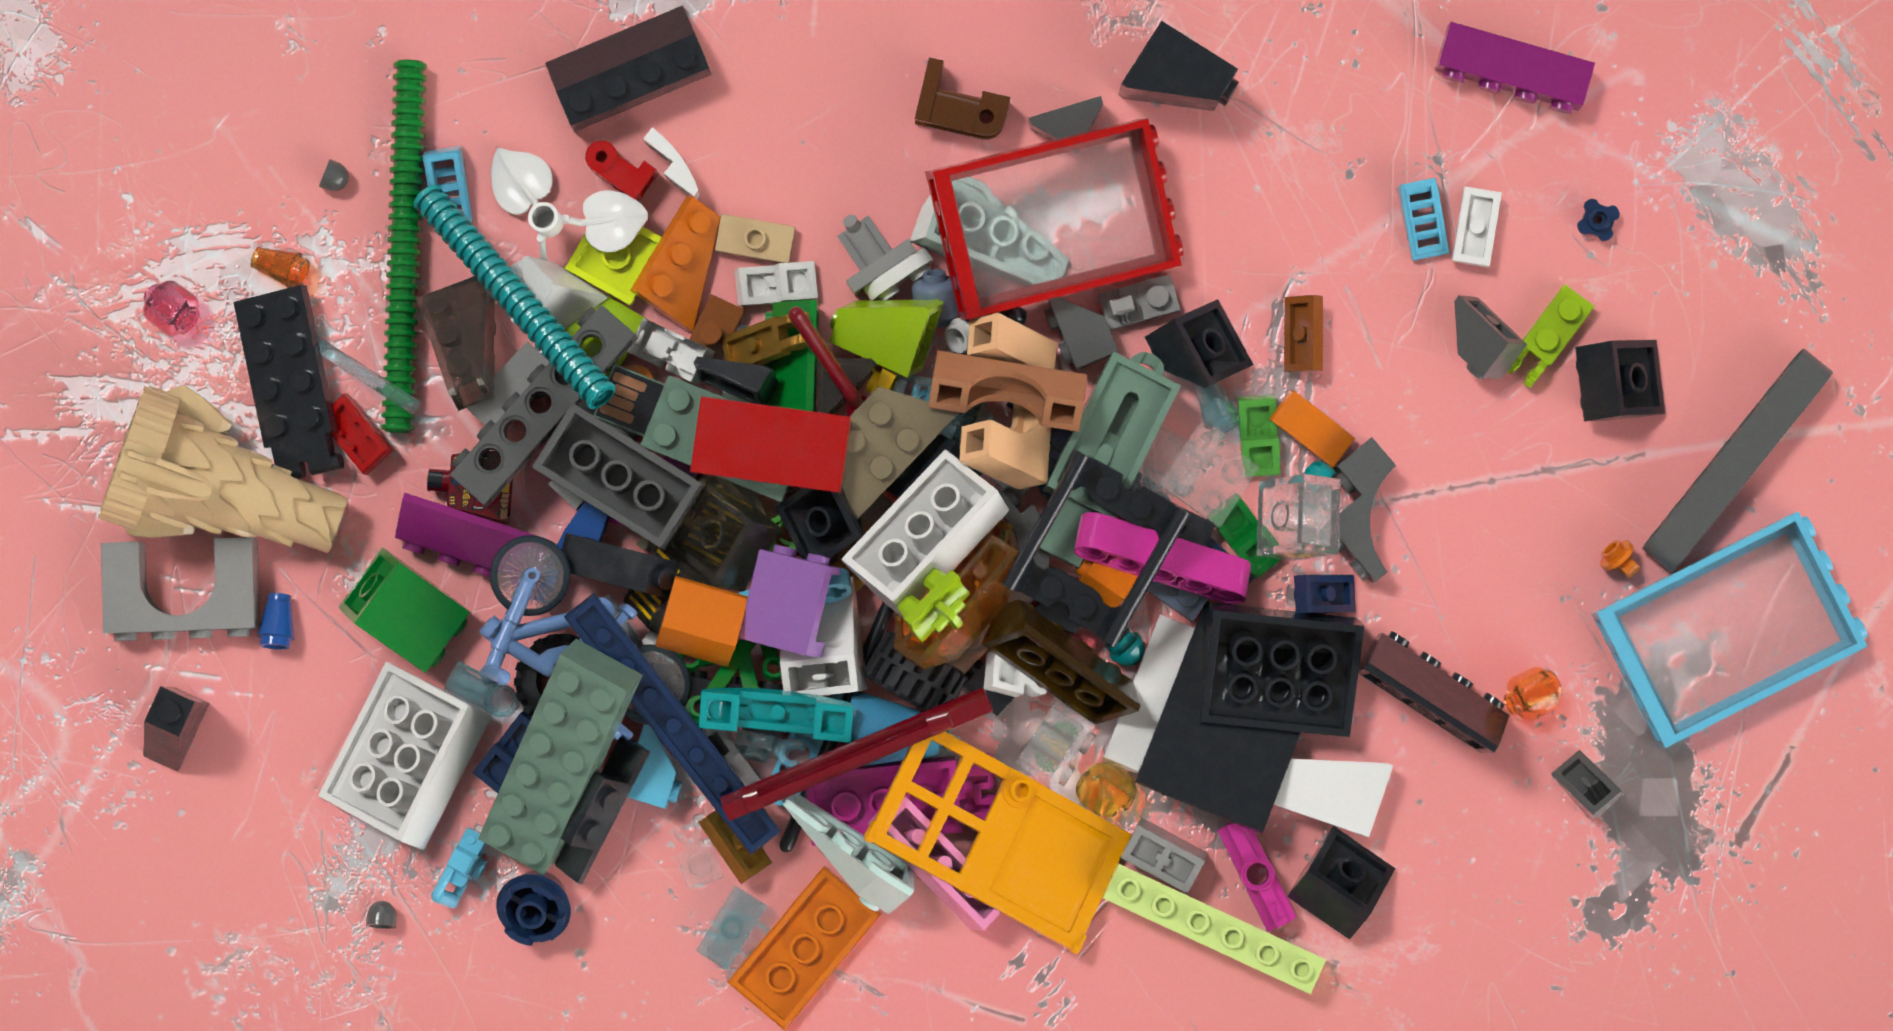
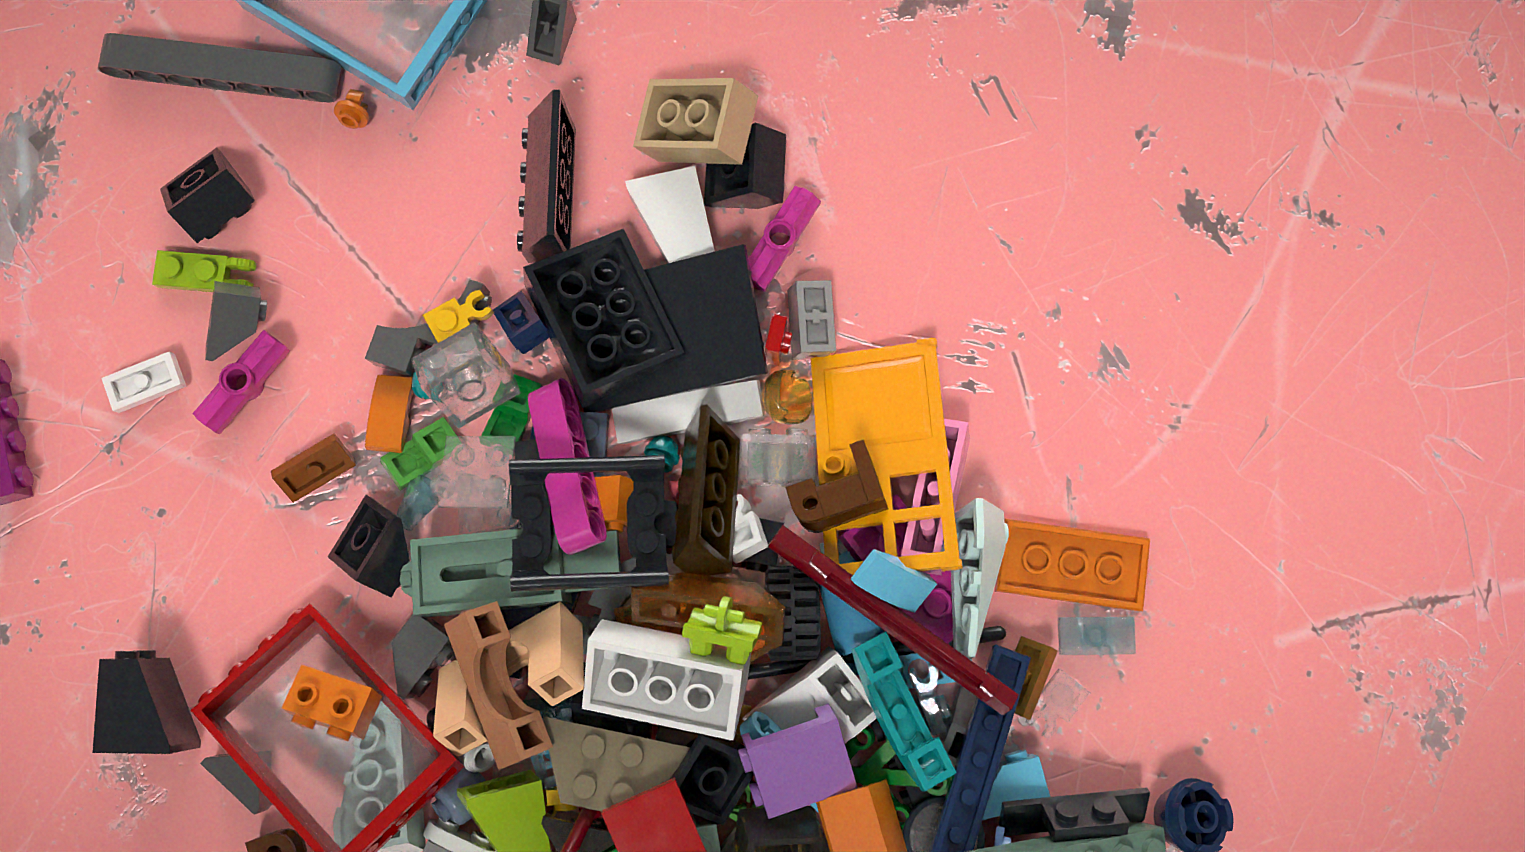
camera: 120 degrees left, 5 degrees down
(887, 773) = (893, 581): none -> medium azure slope
(985, 776) = (839, 500): none -> reddish brown piece
(1079, 242) = (332, 703): none -> orange brick
(1139, 302) = (366, 619): light grey hinge -> none
(1161, 812) = (777, 340): none -> red plate
(1214, 928) = (845, 244): yellowish green brick -> none
(1357, 534) = (453, 317): none -> yellow plate
(1407, 861) = (696, 120): none -> tan brick
(1410, 222) = (143, 428): medium azure slope -> none
(1414, 290) = (225, 400): none -> dark pink piece
(1533, 693) = (501, 111): clear orange head -> none
(1588, 224) = (92, 296): dark blue plate -> none

